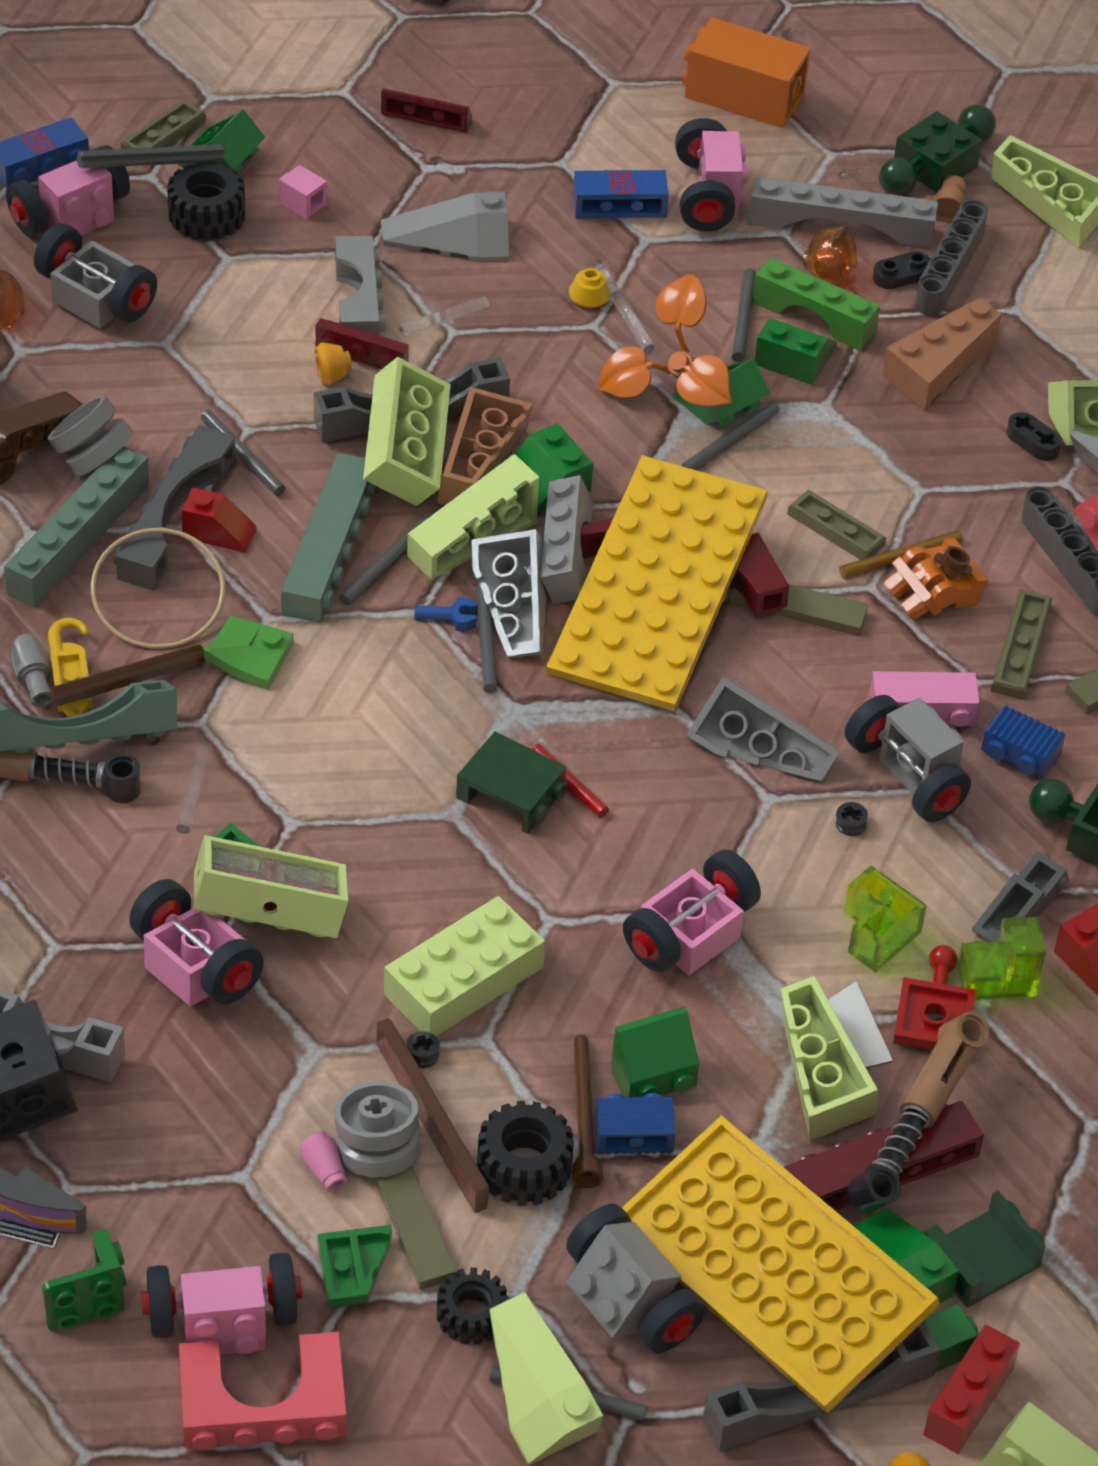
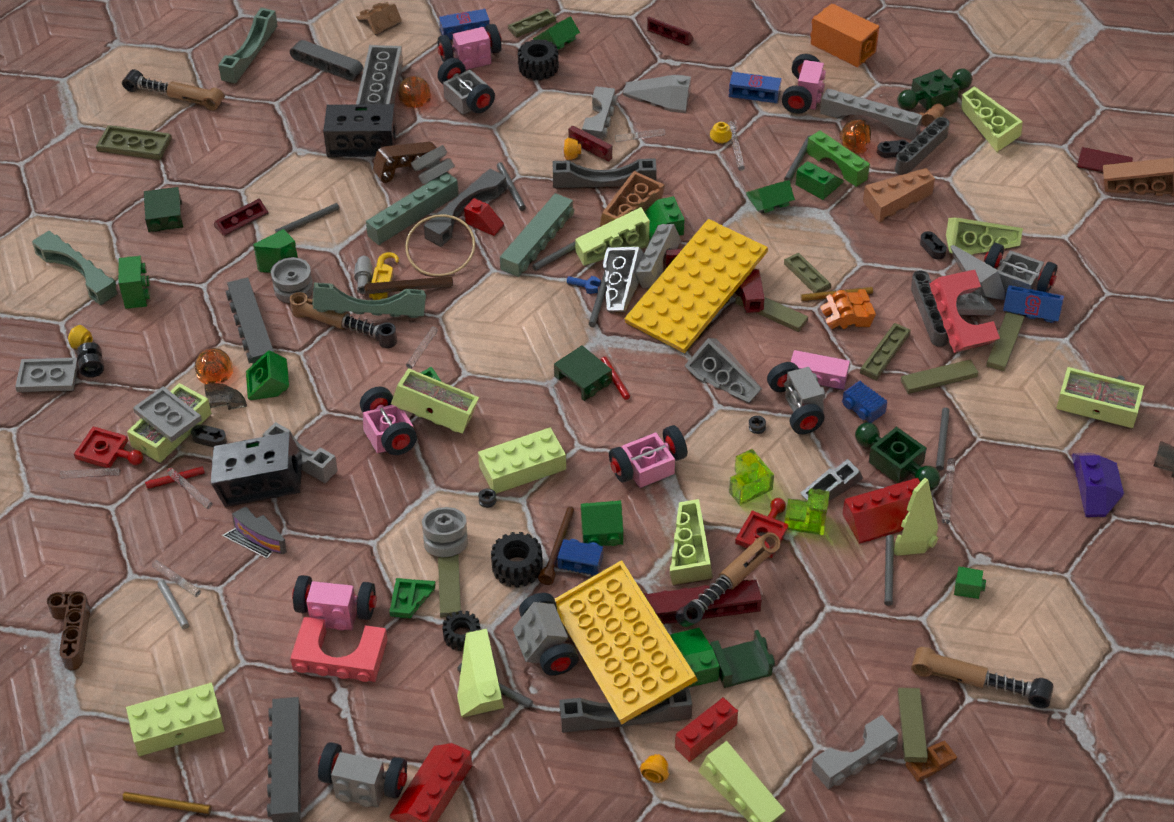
camera: 20 degrees right, 0 degrees up
(90, 1292) = (270, 581): green bracket -> none
(150, 156) = (513, 32): dark grey axle -> none
(249, 650) = (475, 284): bright green plate -> none
(302, 191) = (590, 62): bright pink brick -> none
(323, 1159) = (414, 542): bright pink cone -> none
(407, 431) = (592, 187): yellowish green brick -> none
(433, 1116) = (478, 532): reddish brown tile -> none
(699, 380) = (756, 184): orange plant -> none
(732, 436) = (767, 219): dark grey bar -> none
(860, 1025) = (721, 532): white sticker -> none
(953, 1335) = (703, 698): green brick -> none
(954, 562) = (858, 301): reddish brown plate -> none

